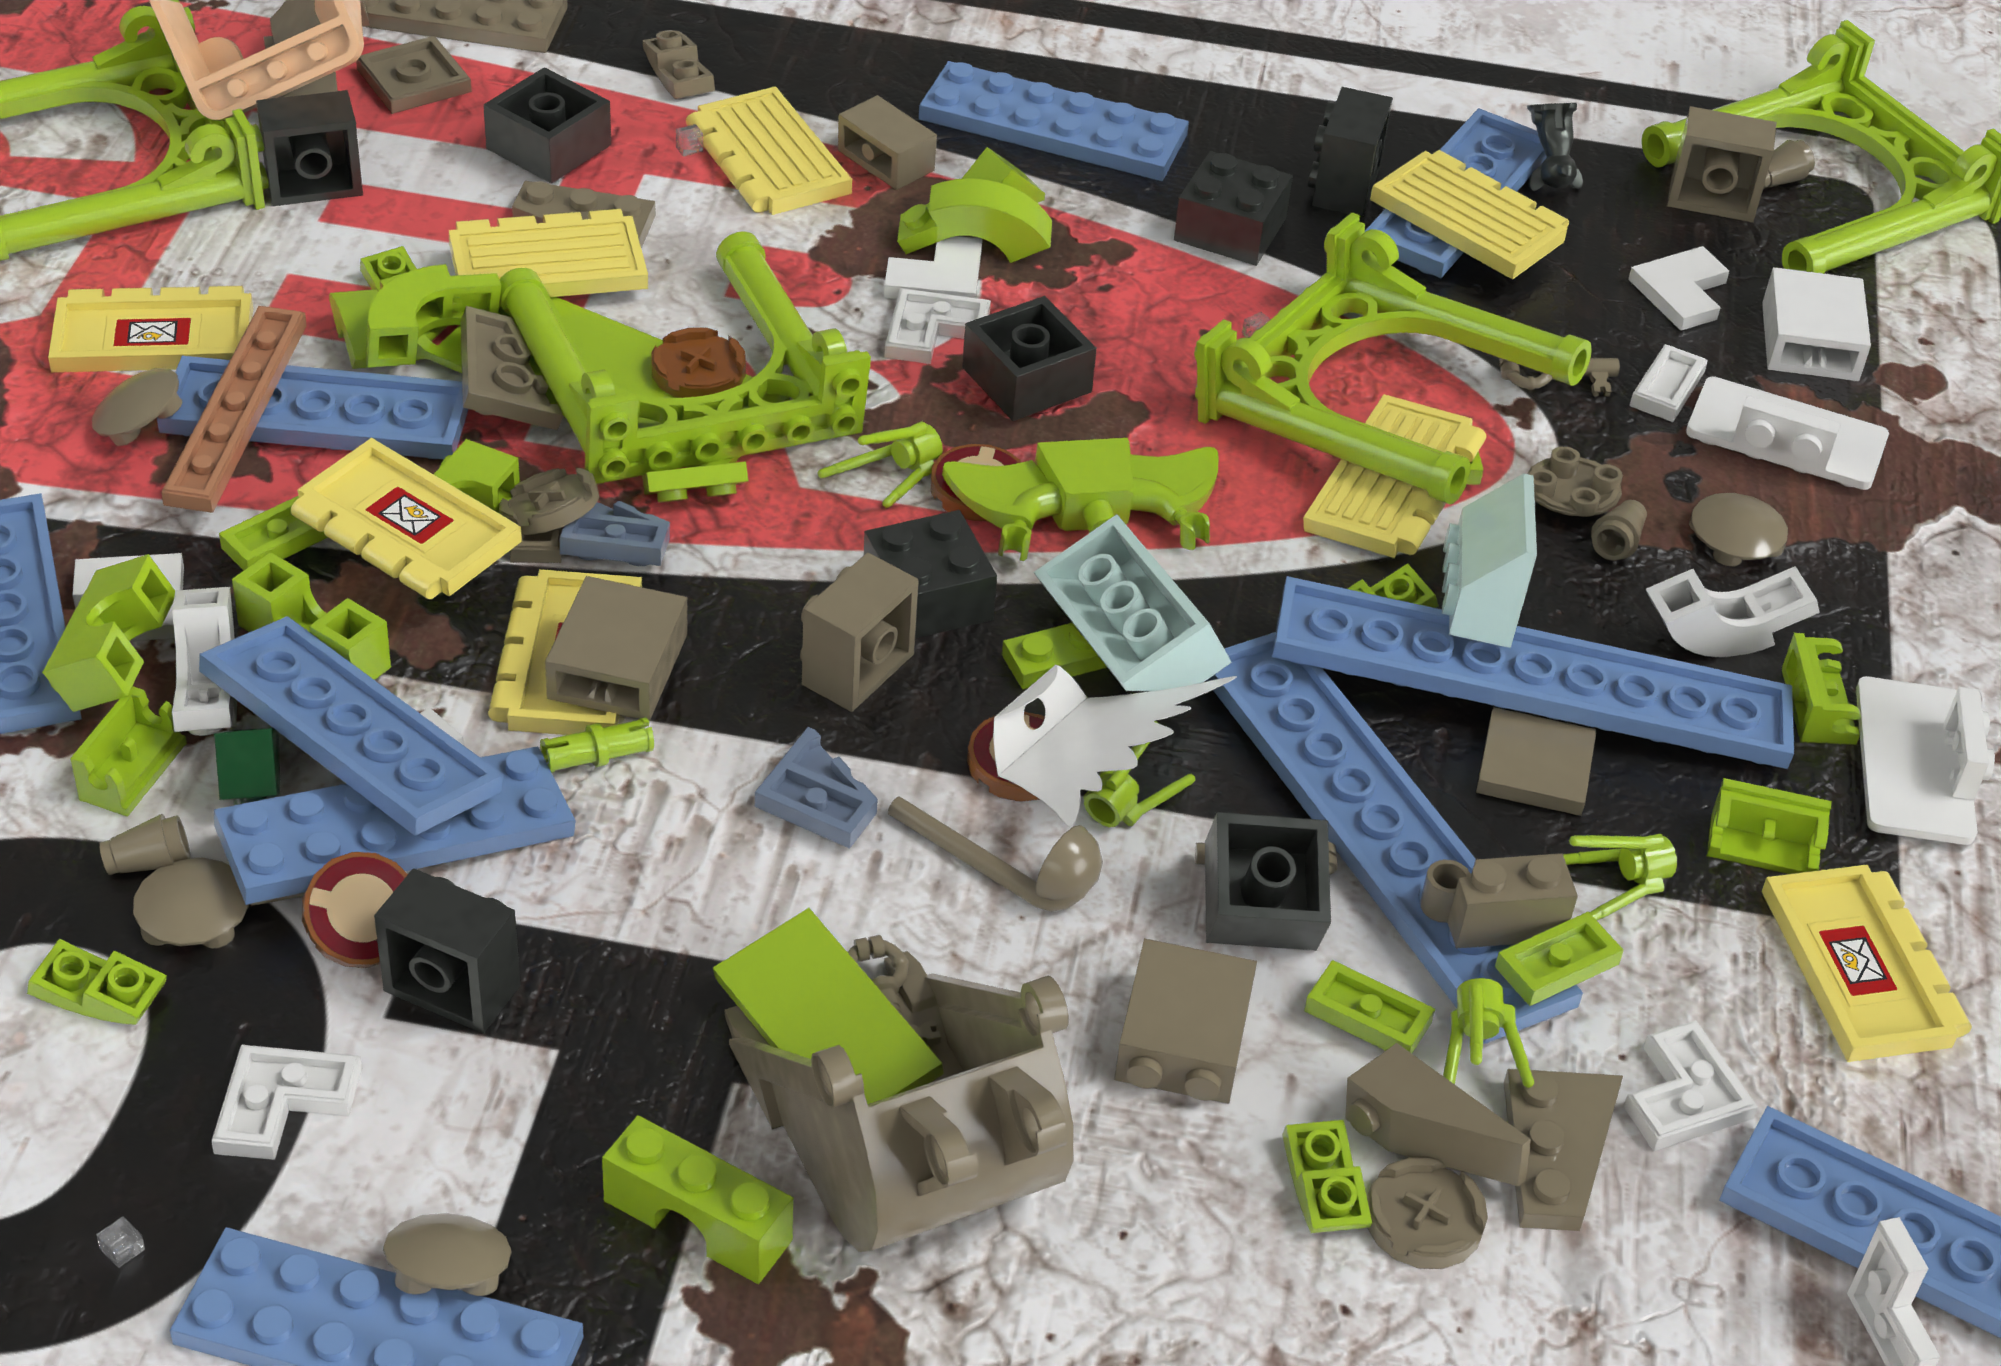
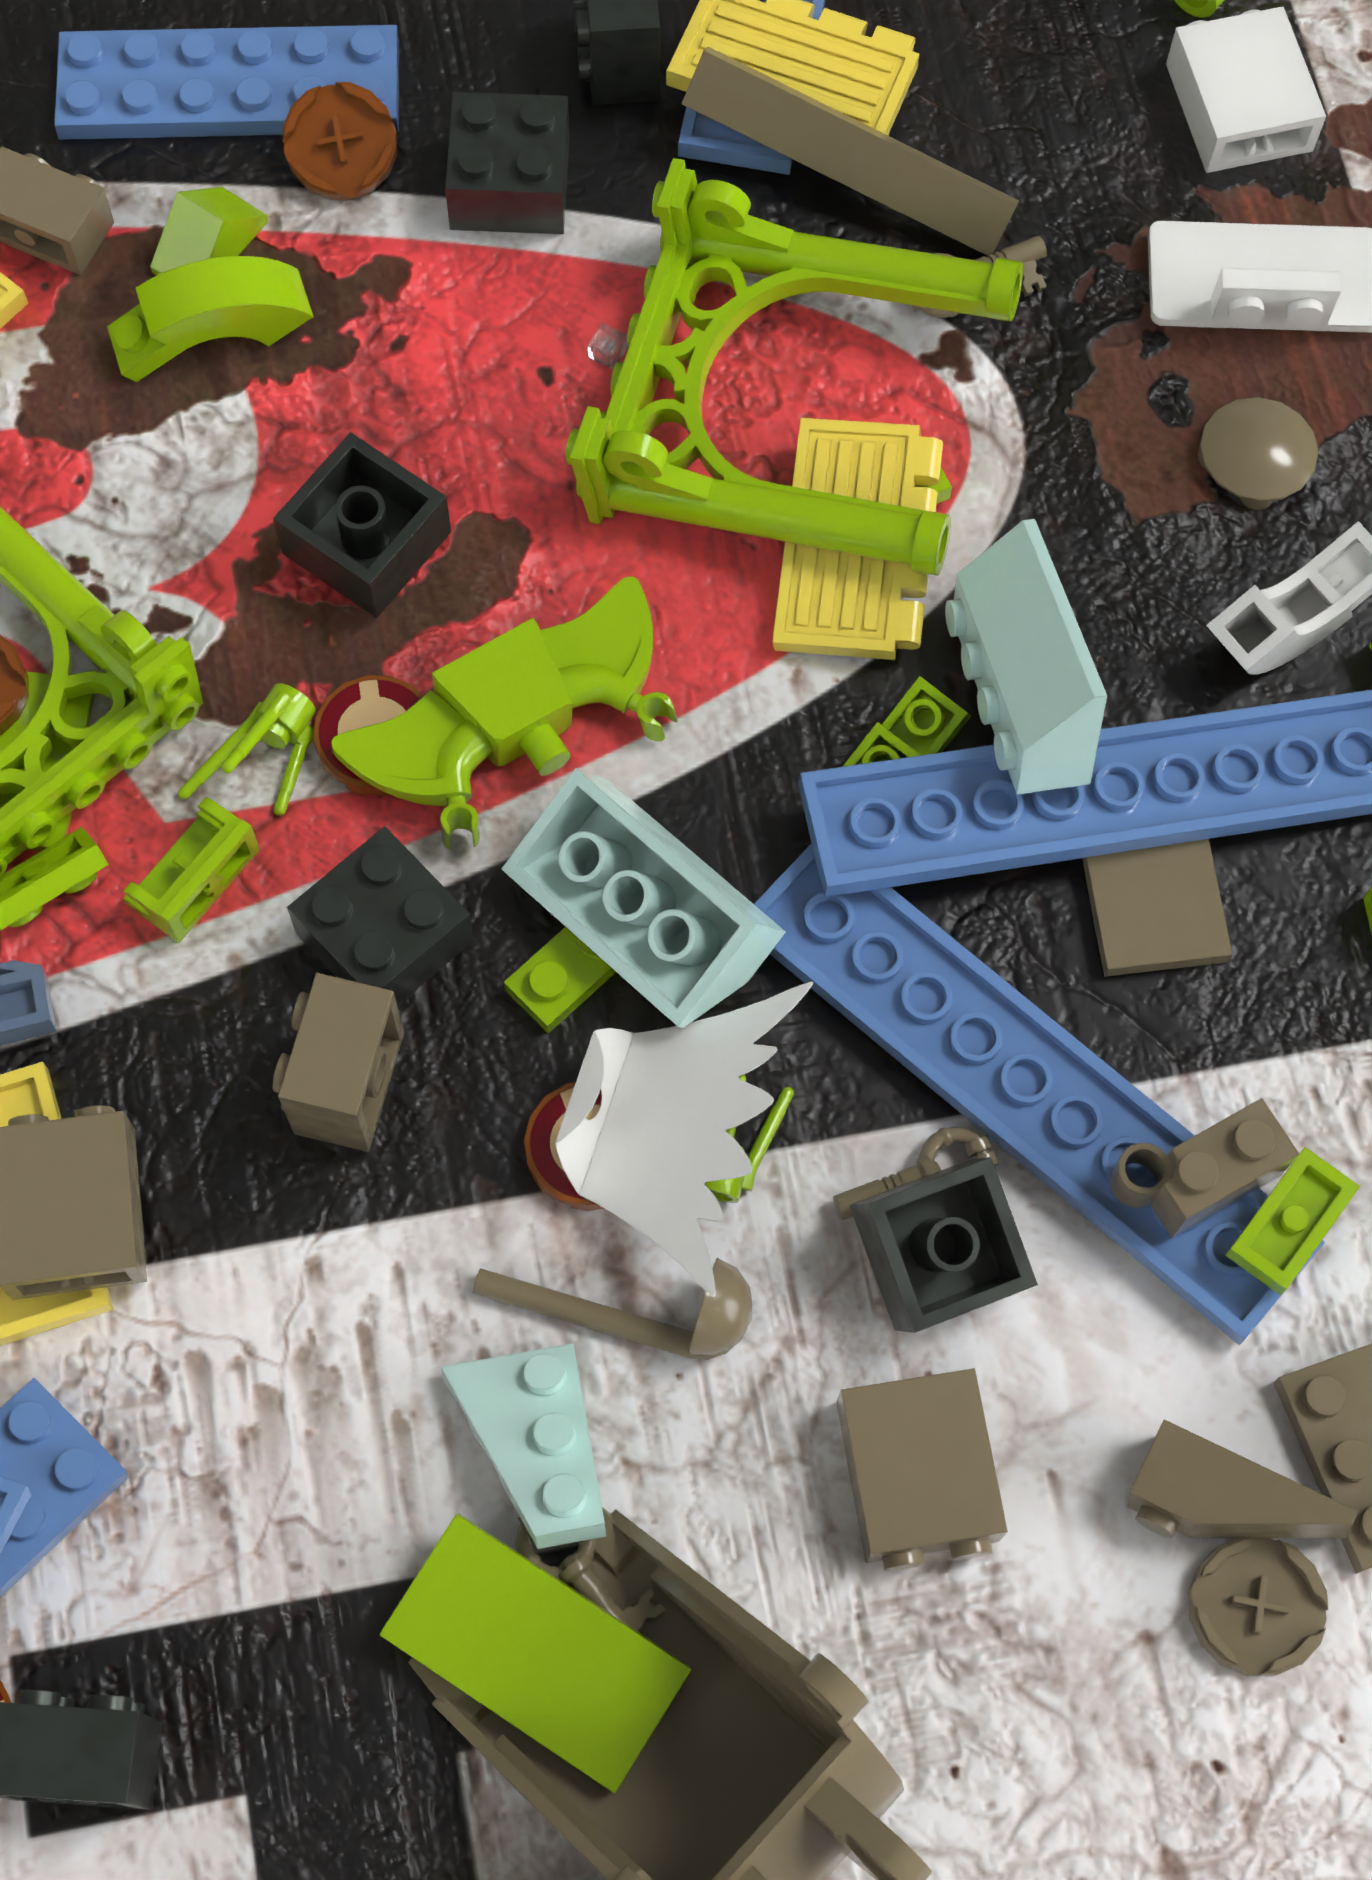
camera: 20 degrees left, 25 degrees up
(597, 744) = (101, 1345): lime pin -> none
(808, 514) = (194, 871): none -> lime hinge
(817, 793) = (384, 1305): sand blue wing -> none
(892, 897) = (537, 1436): none -> light aqua wing
(924, 316) = (205, 481): white tile -> none
(952, 271) = (200, 418): white tile -> none
(1117, 165) = (340, 141): none -> dark orange tile
(1325, 1177) = (1141, 1609): lime slope -> none
(1368, 1008) = (1107, 1359): lime plate -> none
(1479, 1016) = (1237, 1334): lime plant -> none
(1485, 260) = (849, 151): none -> dark tan tile
(1575, 484) = (1057, 461): dark tan dish -> none
(1619, 530) = (1133, 514): dark tan cone -> none
(1640, 859) = (1318, 1015): lime plant -> none
(1668, 383) = (1106, 246): white tile -> none
(1678, 283) = (1058, 79): white tile -> none

